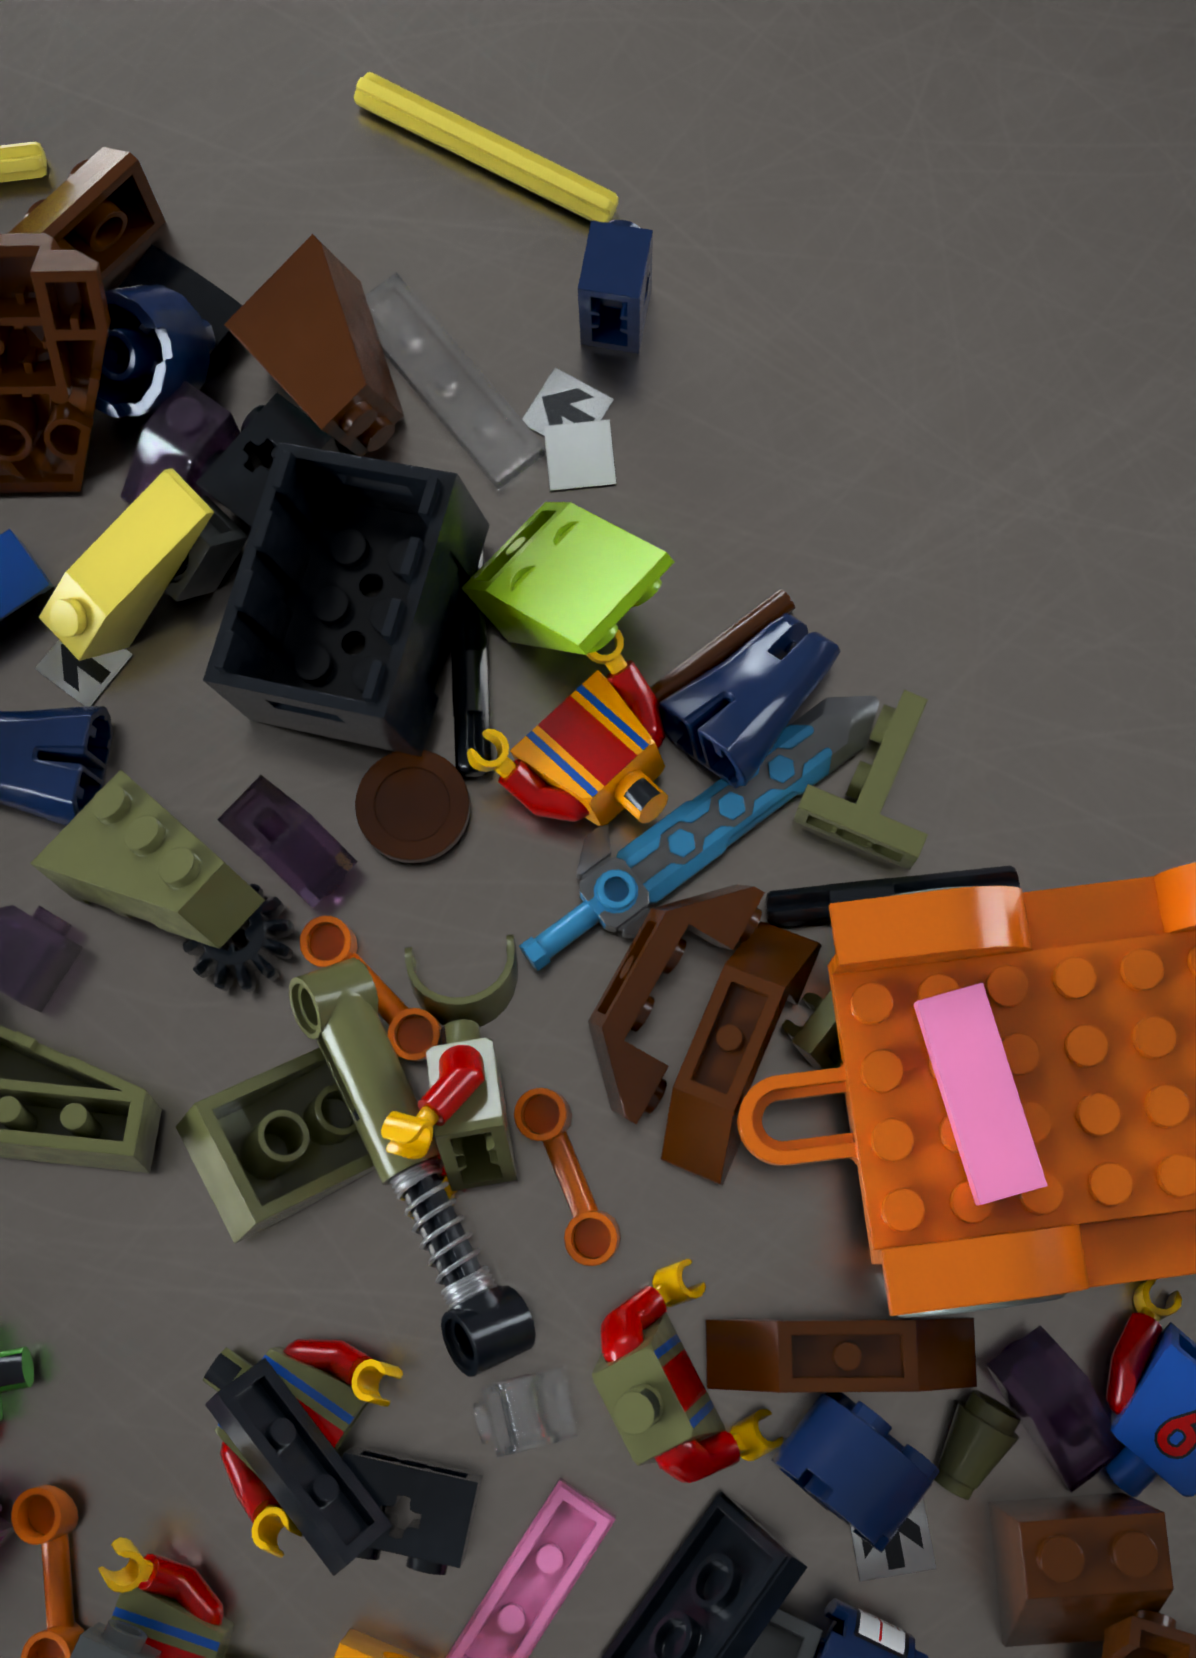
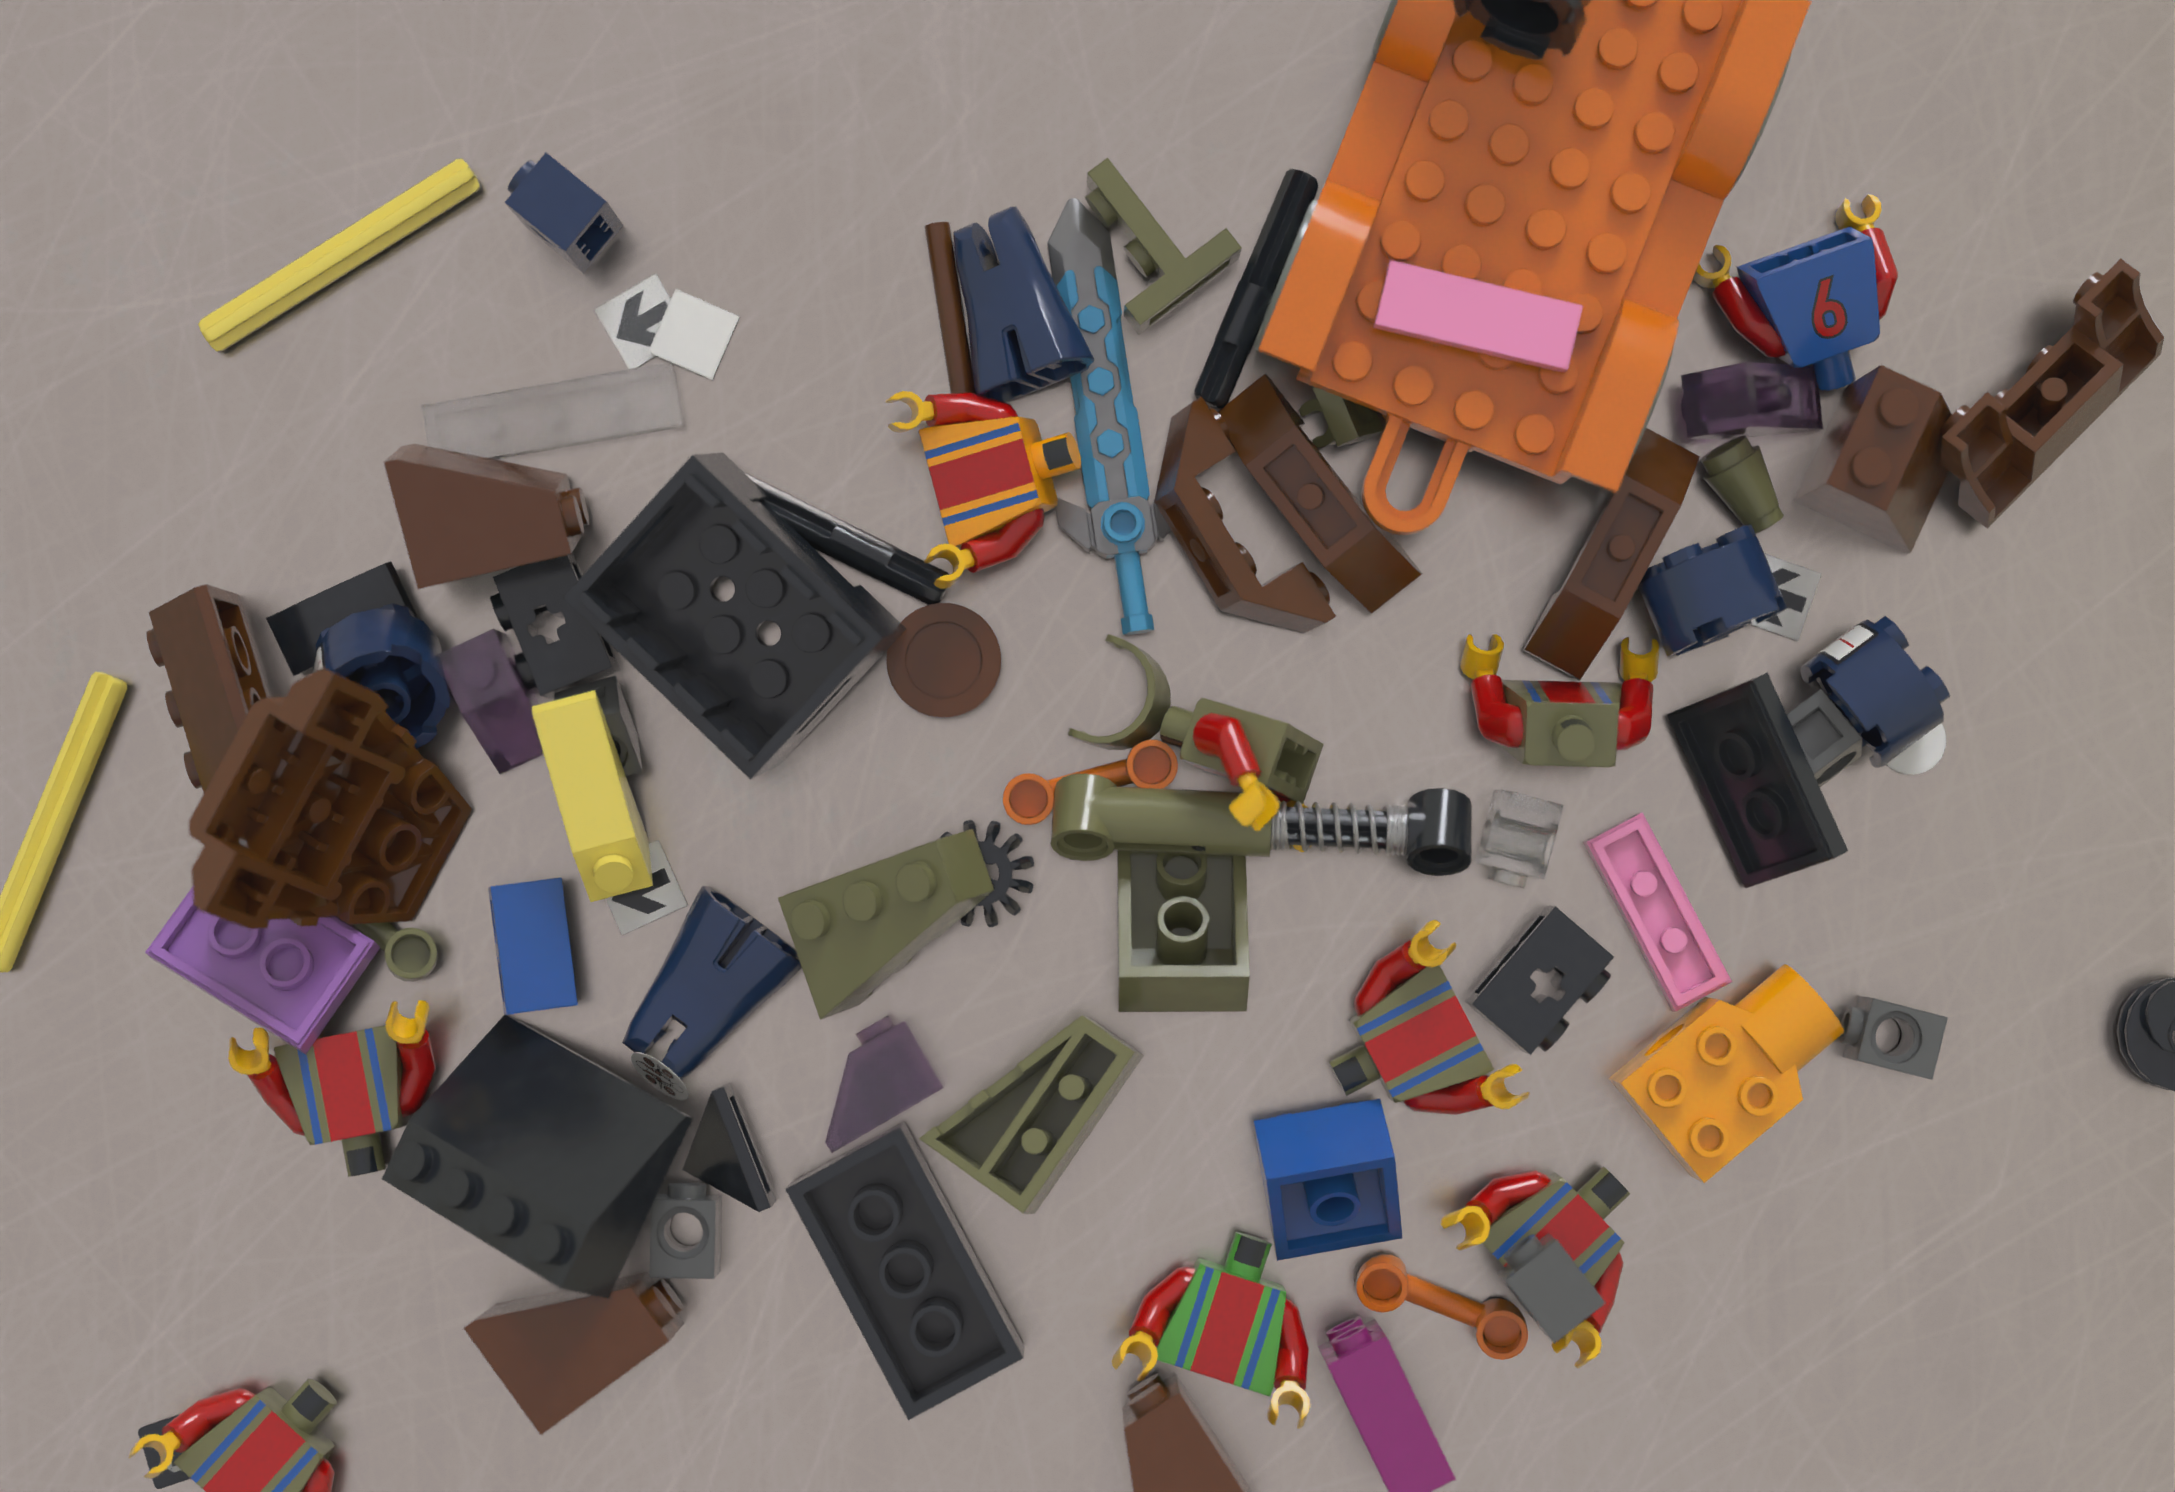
camera: 70 degrees left, 10 degrees up
(117, 1406) = (1329, 1179): none -> blue slope
(288, 841) = (915, 787): clear purple slope -> none
(298, 1465) = (1465, 1042): black plate -> none
(566, 580) = (828, 412): lime slope -> none
(591, 1234) = (1402, 704): orange bar -> none

